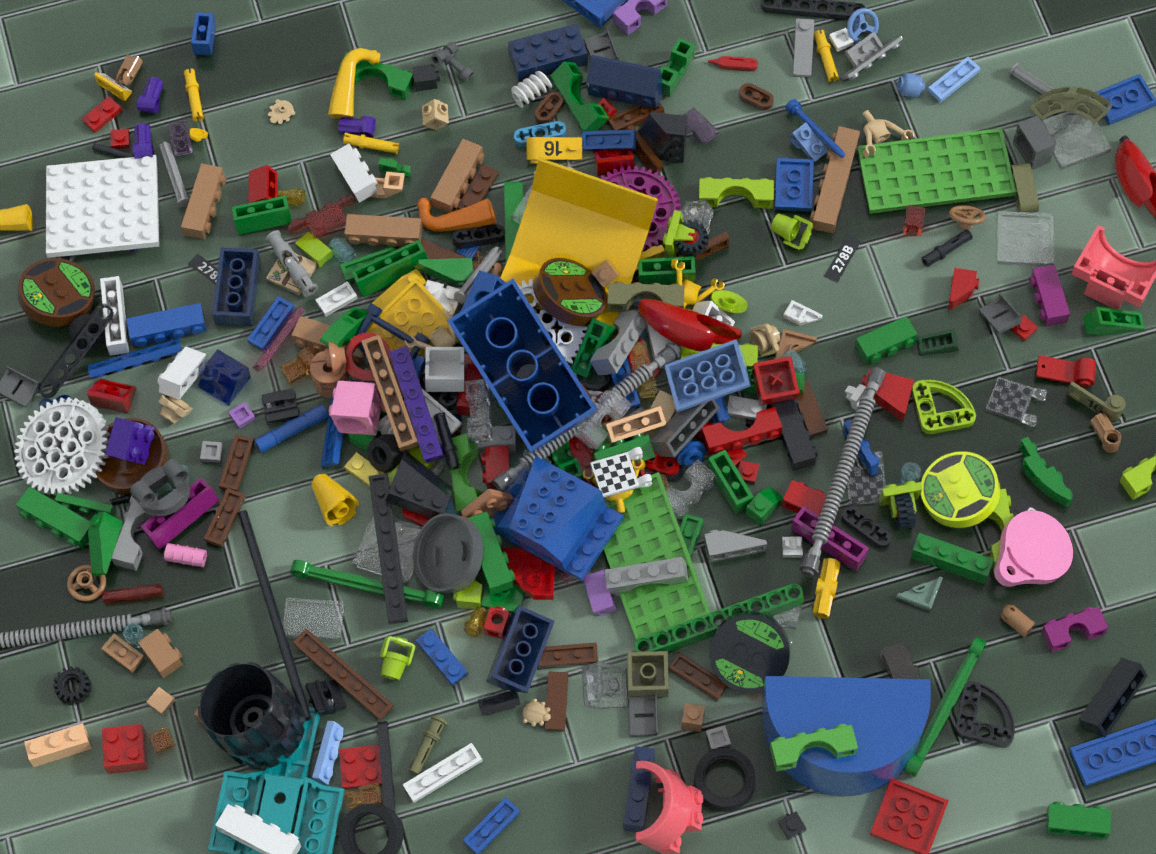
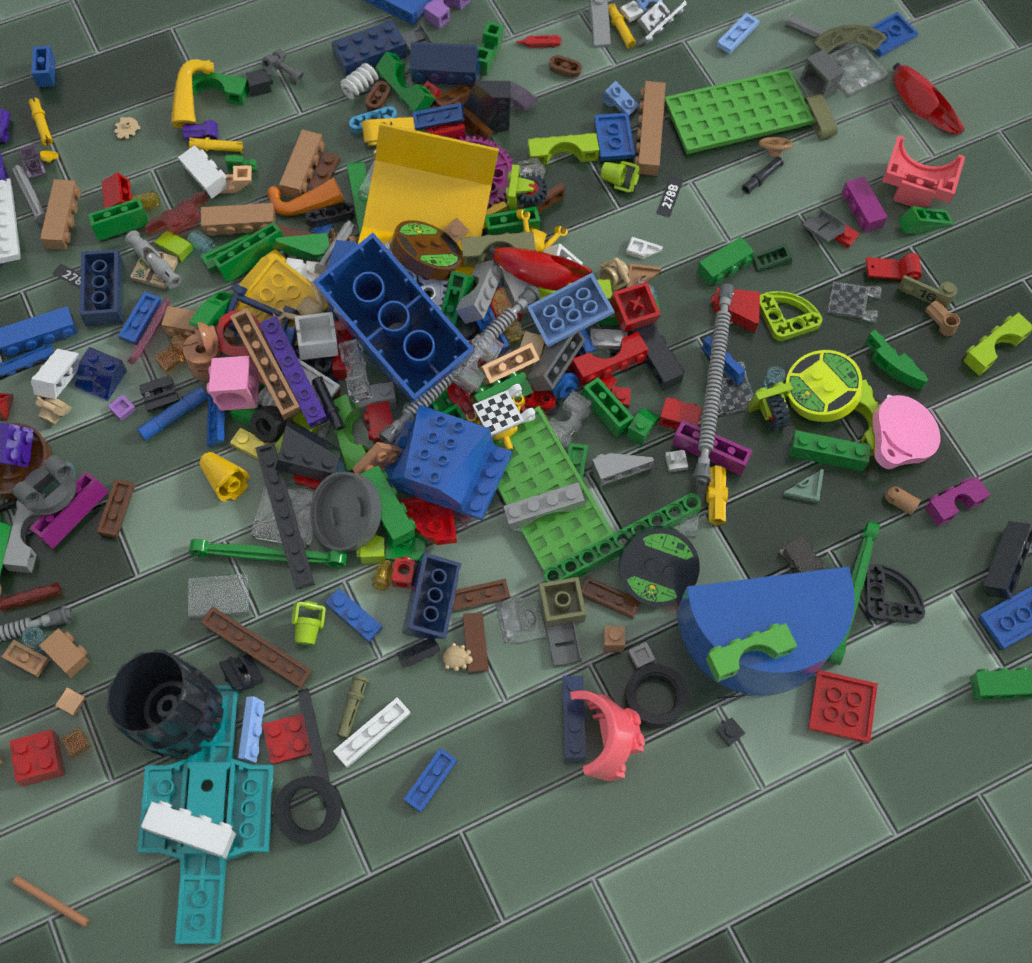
camera: 15 degrees left, 0 degrees up
(185, 555) = (79, 550): bright pink axle -> none
(211, 451) = (95, 446): light grey plate -> none
(236, 463) = (121, 453): reddish brown plate -> none
(274, 613) = (178, 598): black piece -> none
(336, 299) = (201, 287): white plate -> none
(367, 795) = (298, 768): clear orange plate -> none
(435, 114) = (273, 112): tan brick -> none
(600, 598) = (500, 530): medium lavender hinge -> none
(729, 301) = (575, 245): lime dish -> none
(794, 108) = (602, 72): blue piece -> none
(808, 406) = (671, 335): reddish brown tile -> none
(855, 394) = (708, 314): white tile -> none
(867, 535) = (743, 440): black beam -> none
(877, 131) = (679, 83): tan piece -> none
(910, 85) = (701, 41): medium blue head -> none
(914, 220) = (728, 154): clear red brick -> none
(962, 286) = (784, 205): red slope -> none
(1025, 238) = (830, 159): clear plate -> none

